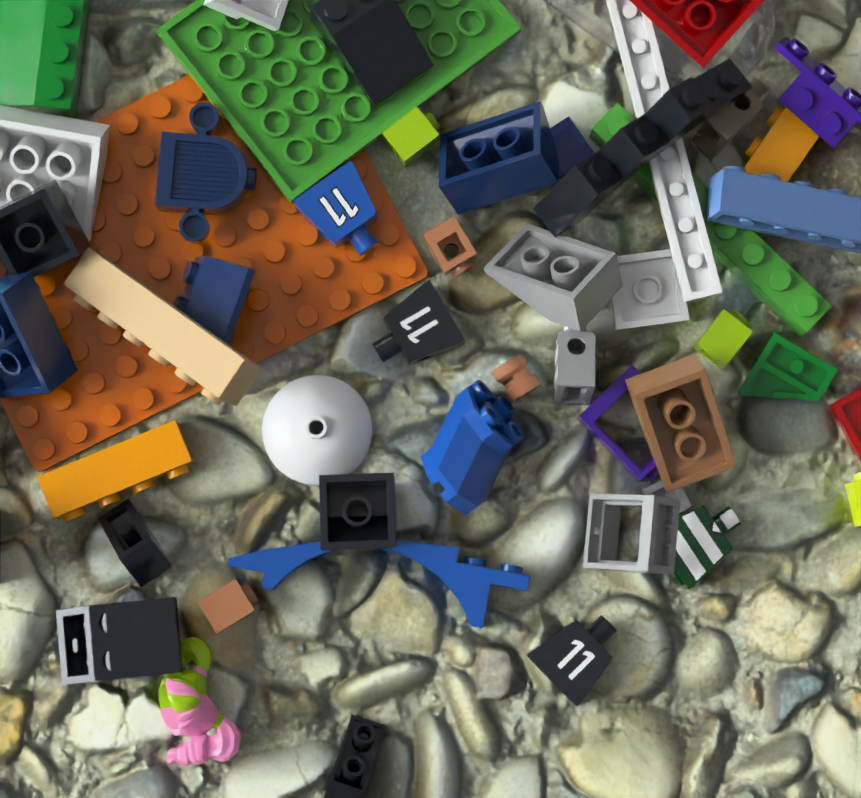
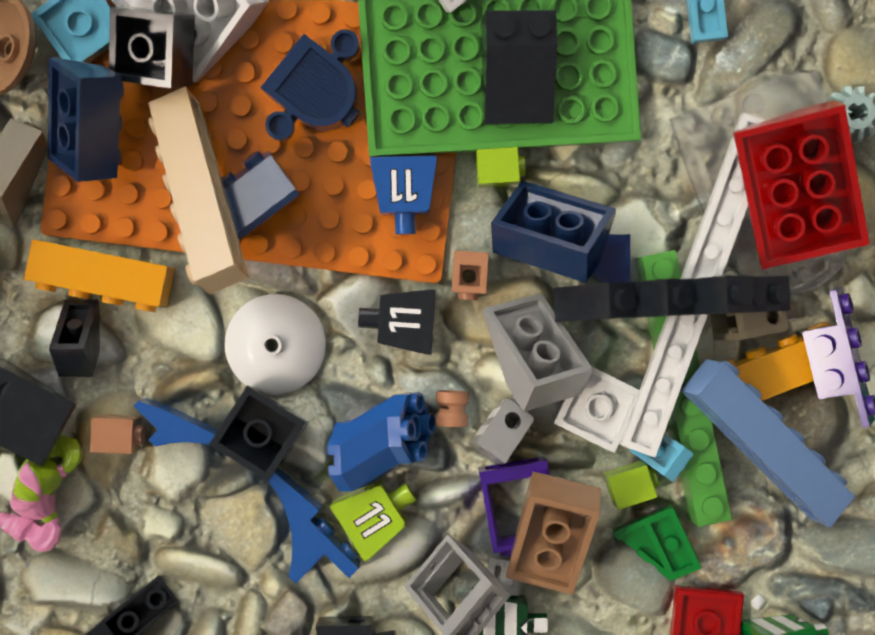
camera: 40 degrees right, 5 degrees up
(511, 522) = (373, 515): none -> lime torso
(737, 287) = (669, 459): none -> medium azure plate

